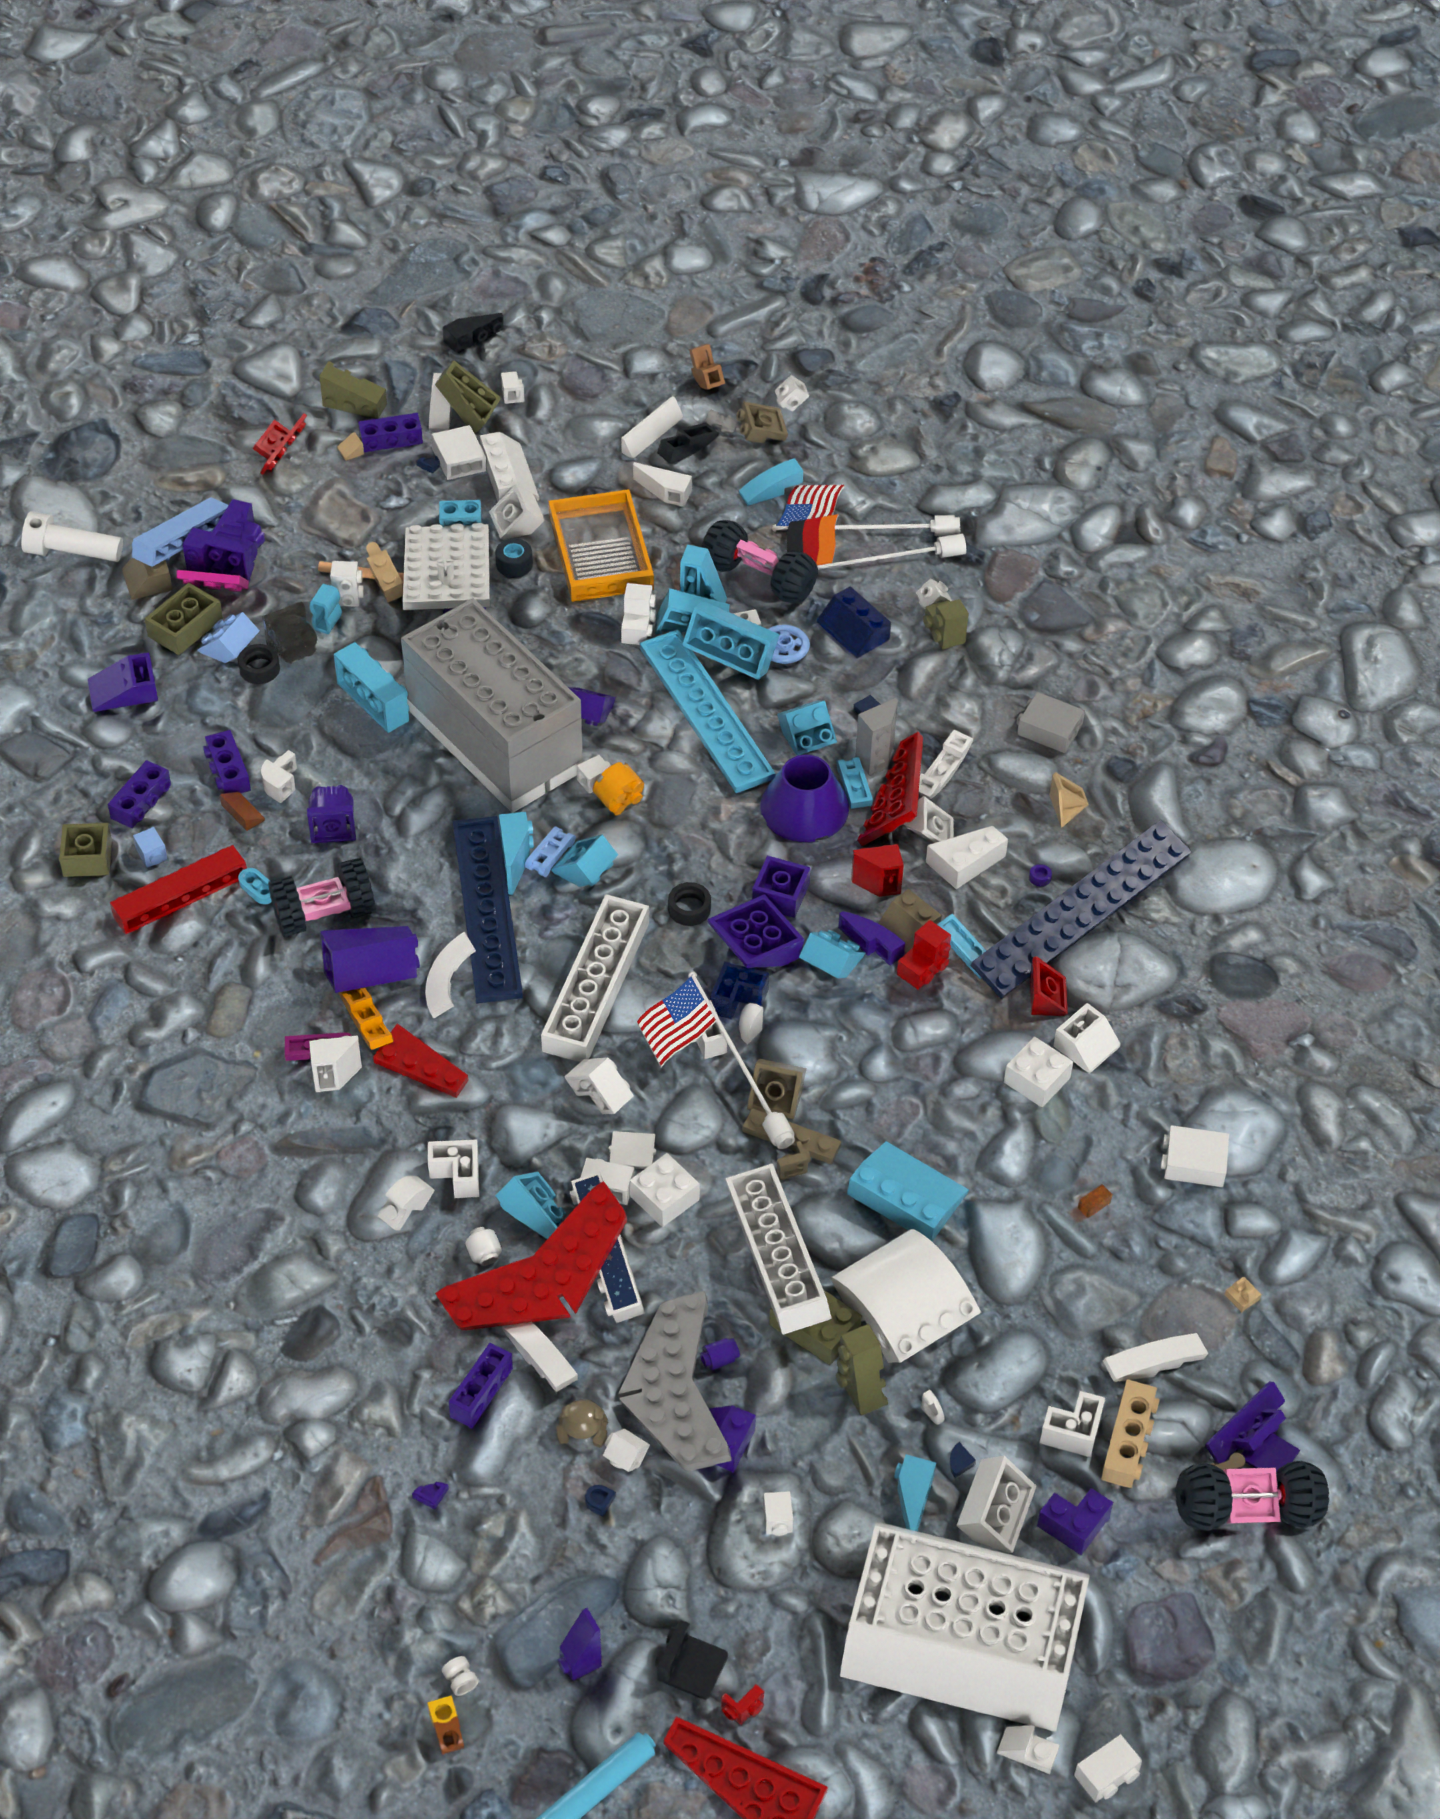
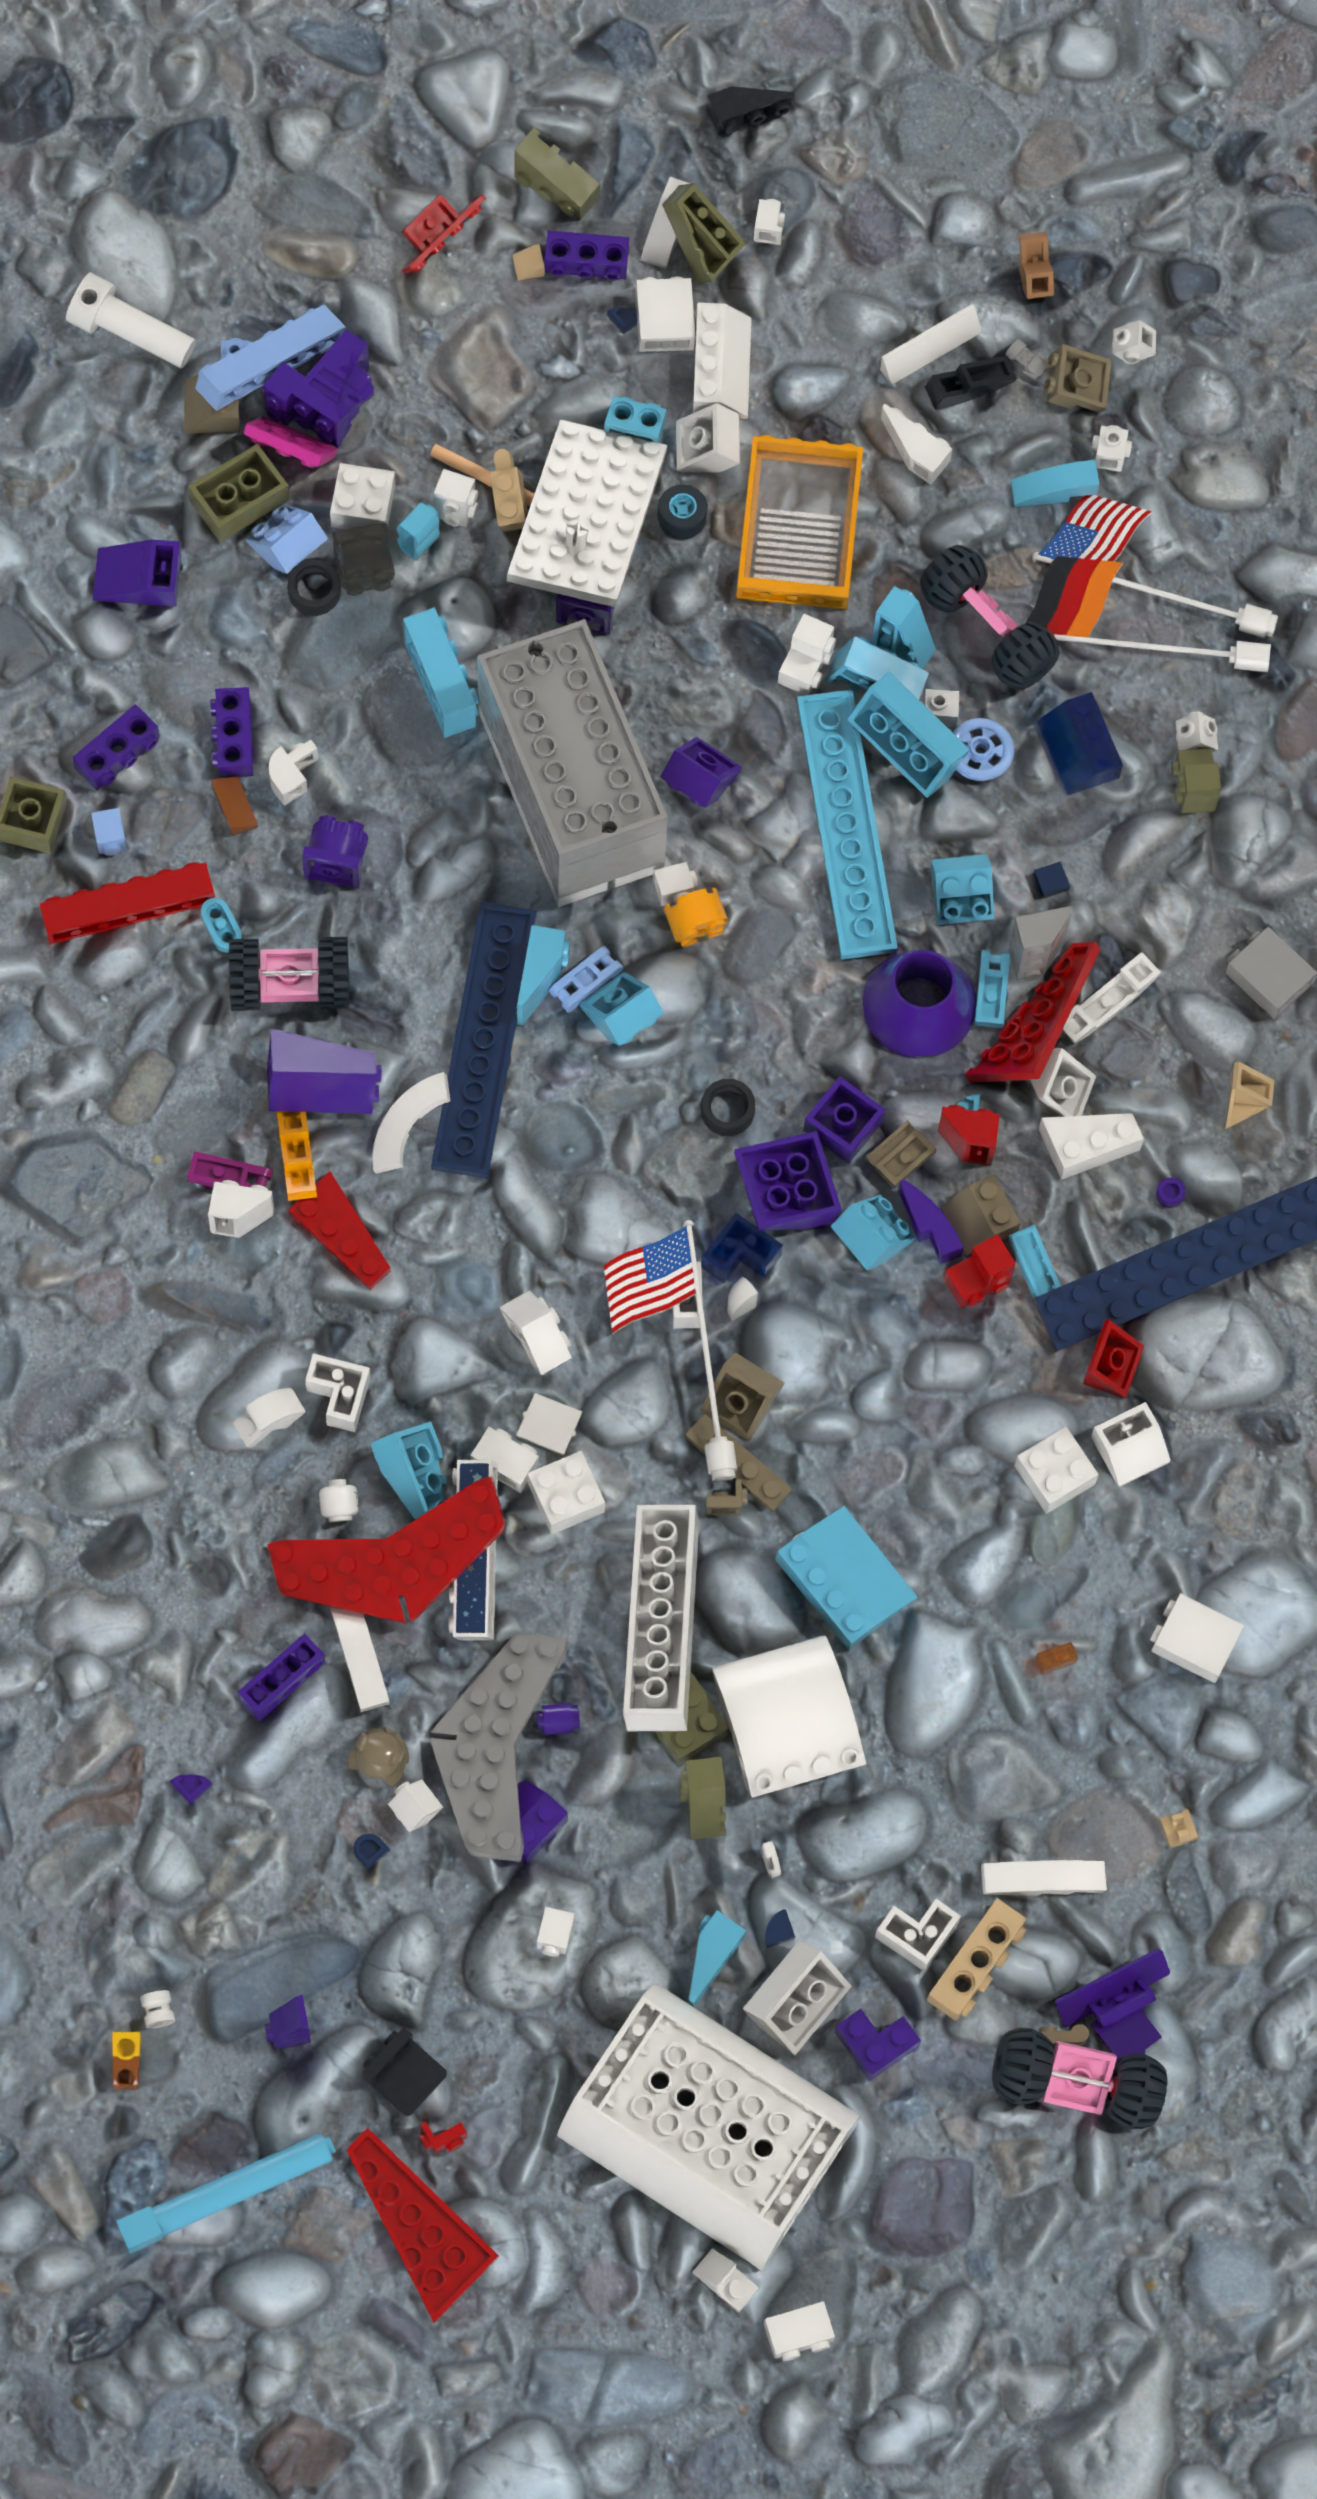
camera: 15 degrees right, 20 degrees up
(274, 595) = (361, 497): none -> white brick
(595, 979) = (579, 1183): white brick -> none
(802, 451) = (1111, 447): none -> white brick
(831, 900) = (900, 1154): none -> dark tan plate

